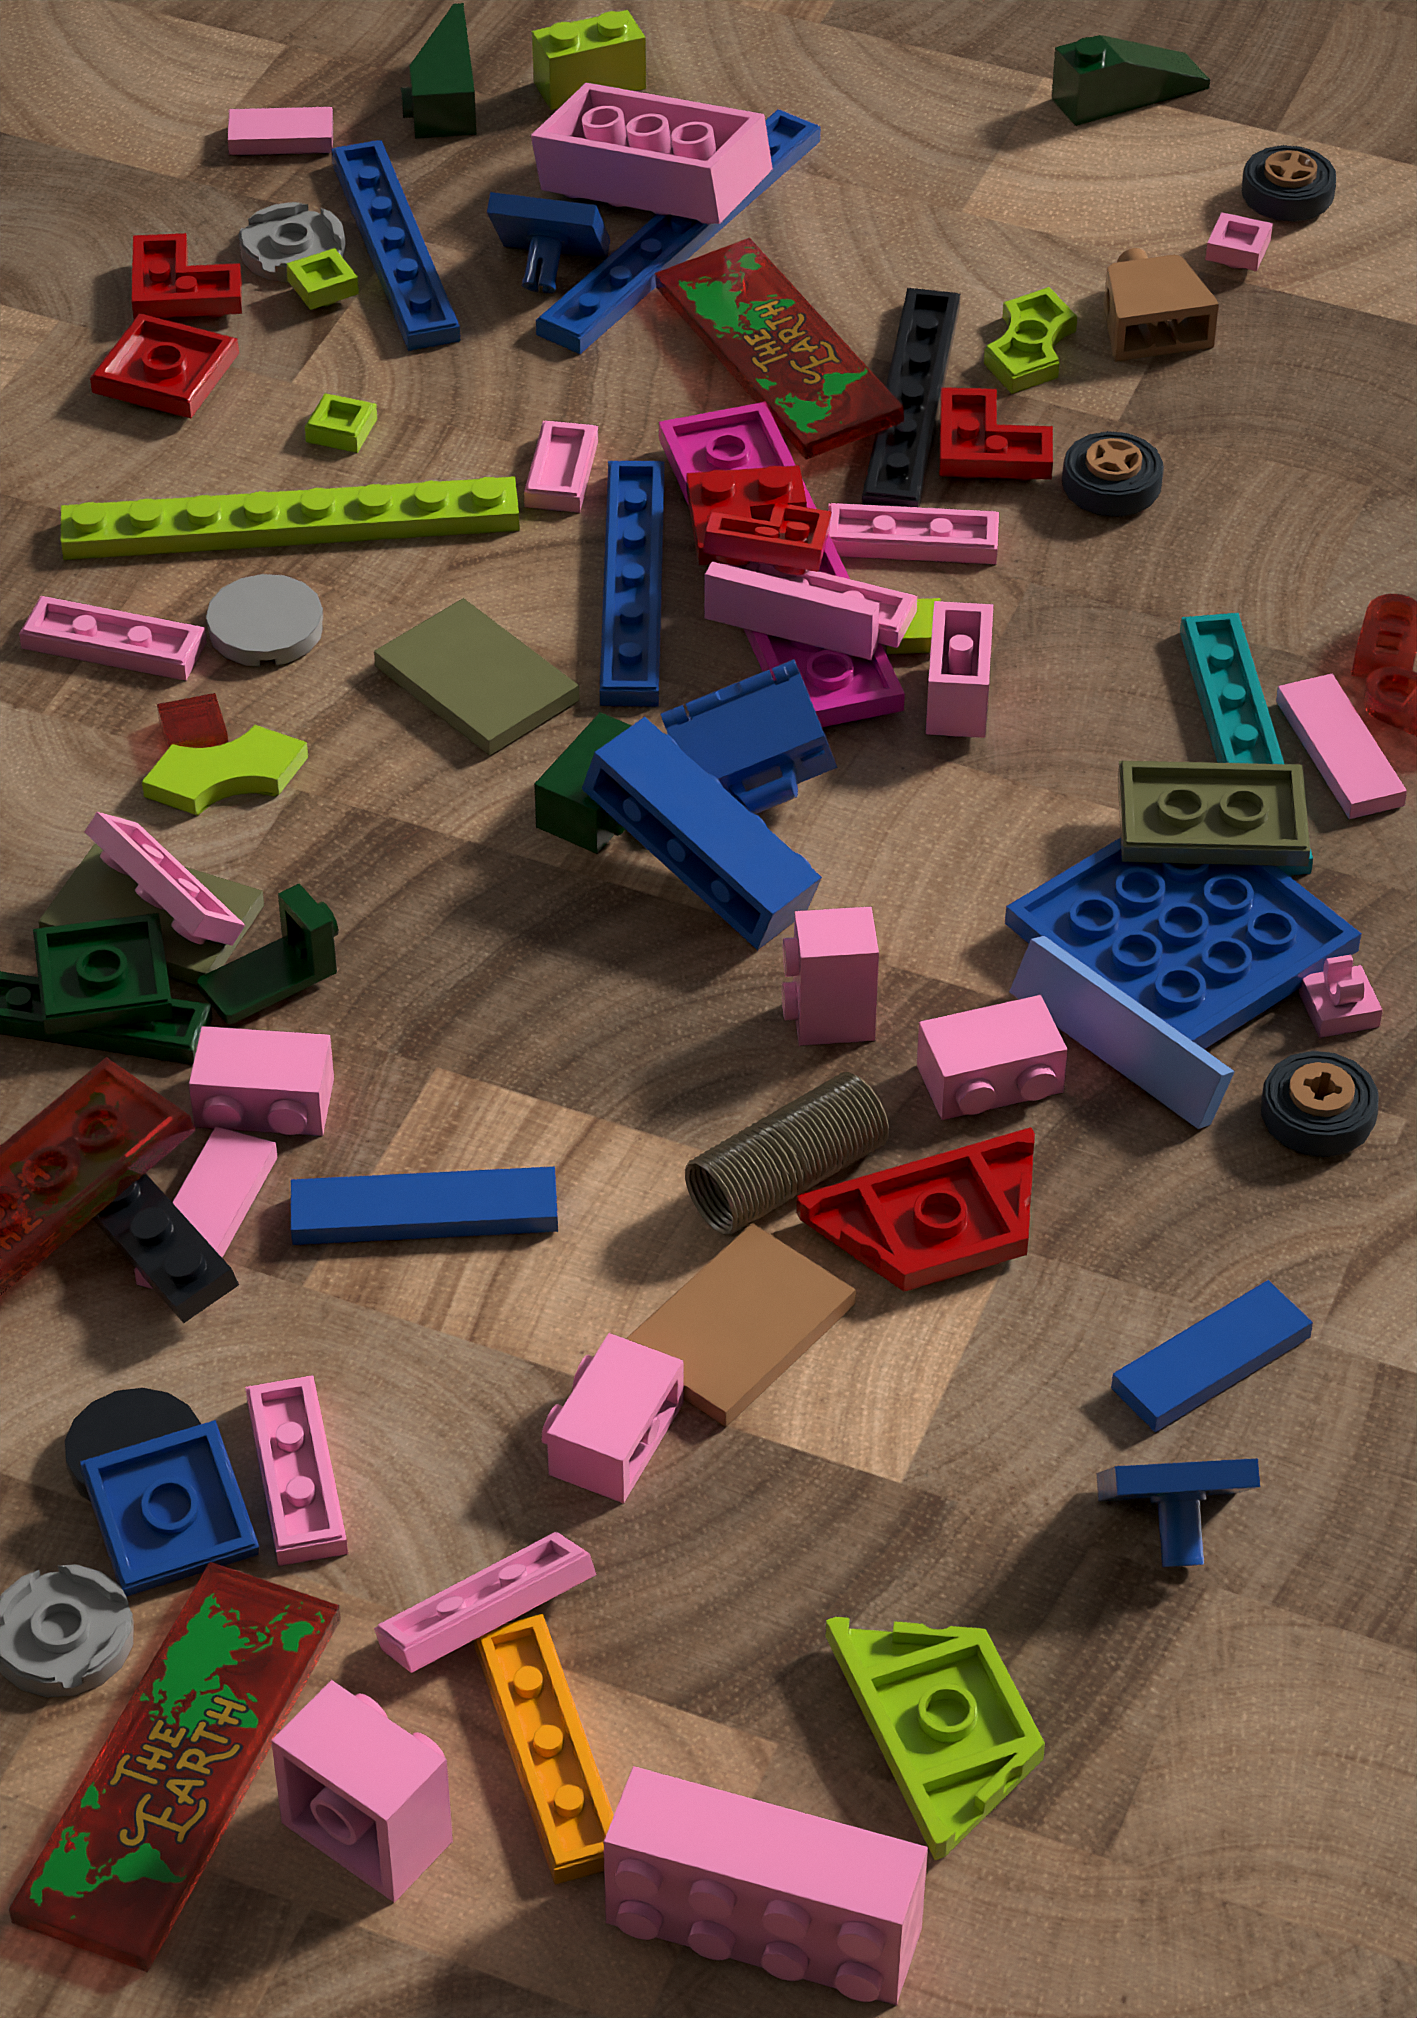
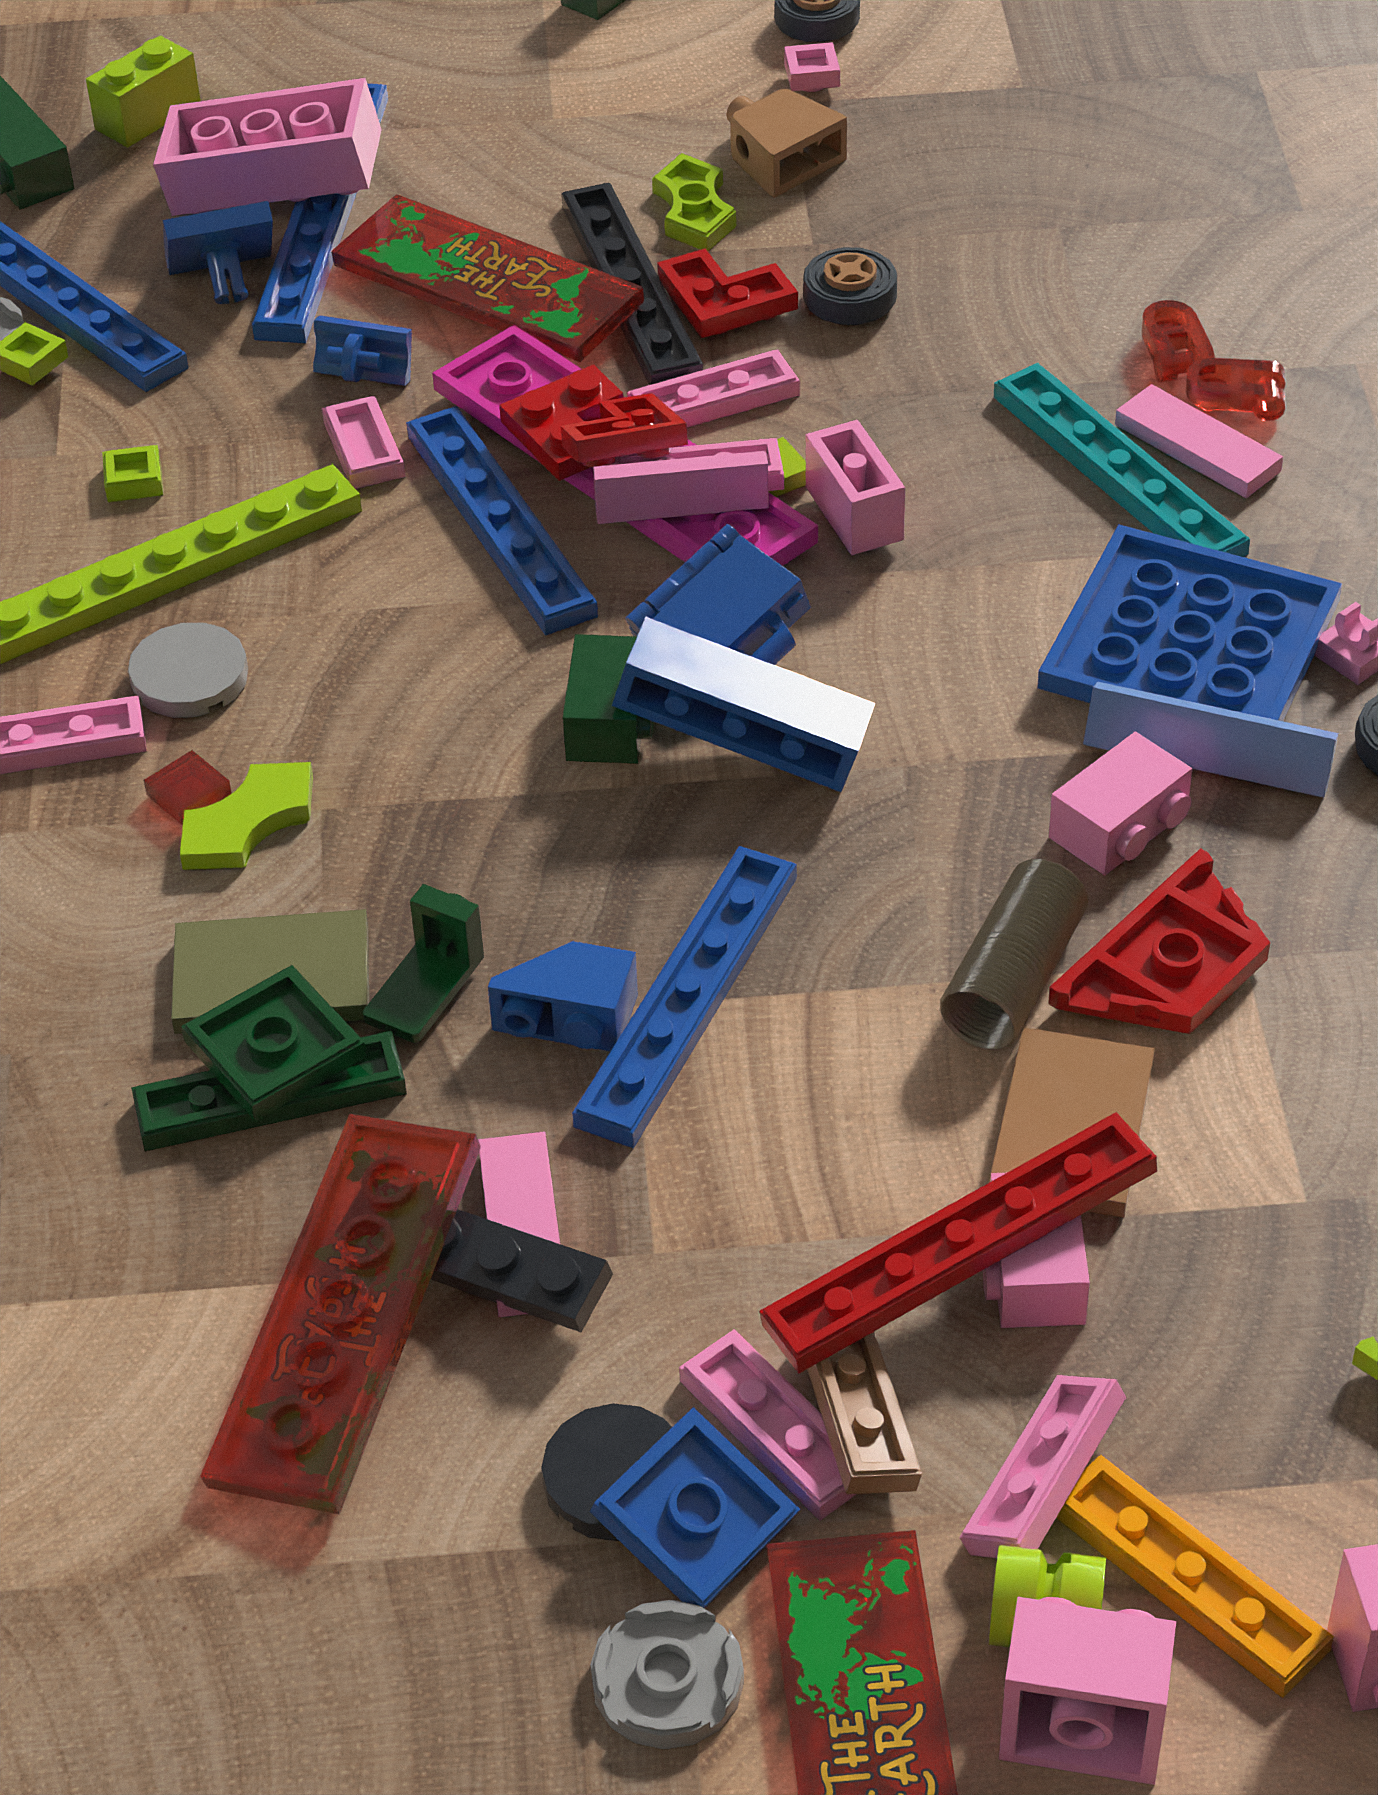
camera: 25 degrees left, 0 degrees up
(163, 880) = (277, 934): bright pink plate -> none
(261, 1081) = (496, 1078): bright pink brick -> none
(366, 1480) = (865, 1421): none -> medium nougat tile
(379, 1034) = (567, 996): none -> blue slope
(413, 1704) = (1029, 1575): none -> lime wheel
(423, 1205) = (716, 1133): blue tile -> none
(476, 676) = (420, 648): olive tile -> none
(487, 1074) = (684, 997): none -> blue tile
(535, 1377) = (957, 1242): none -> red tile
(616, 380) = (362, 350): none -> blue hips
(833, 976) = (950, 782): bright pink brick -> none
(1213, 813) = (1153, 529): olive tile -> none

